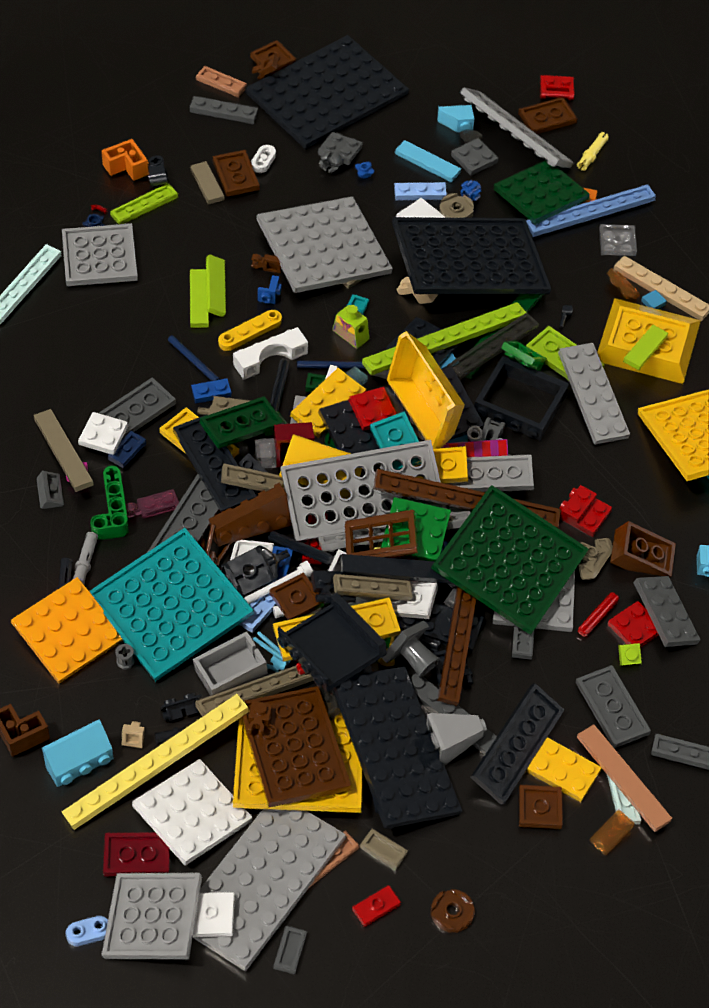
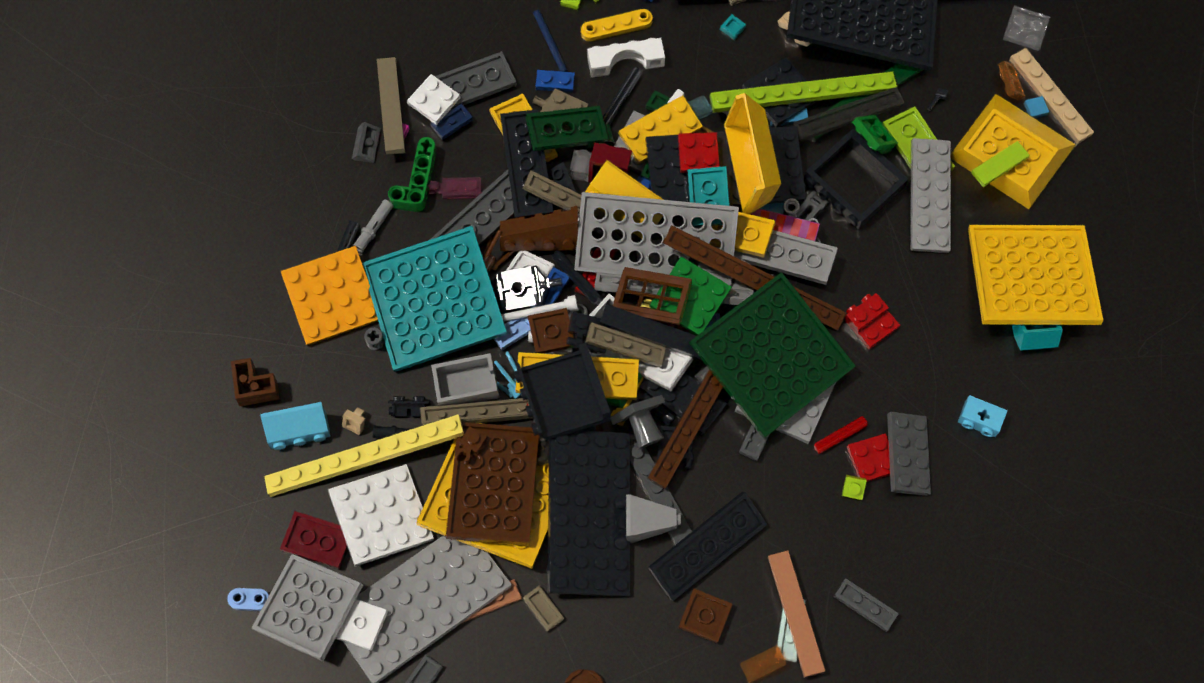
camera: 20 degrees right, 15 degrees up
(326, 364) = (679, 85): dark blue bar -> none
(352, 326) = (715, 48): lime torso -> none
(376, 906) = (515, 662): red plate -> none
(563, 769) = (743, 584): yellow plate -> none
(595, 558) = (860, 374): dark tan piece -> none
(613, 706) = (815, 536): dark grey plate -> none
(642, 550) = (911, 382): reddish brown slope -> none

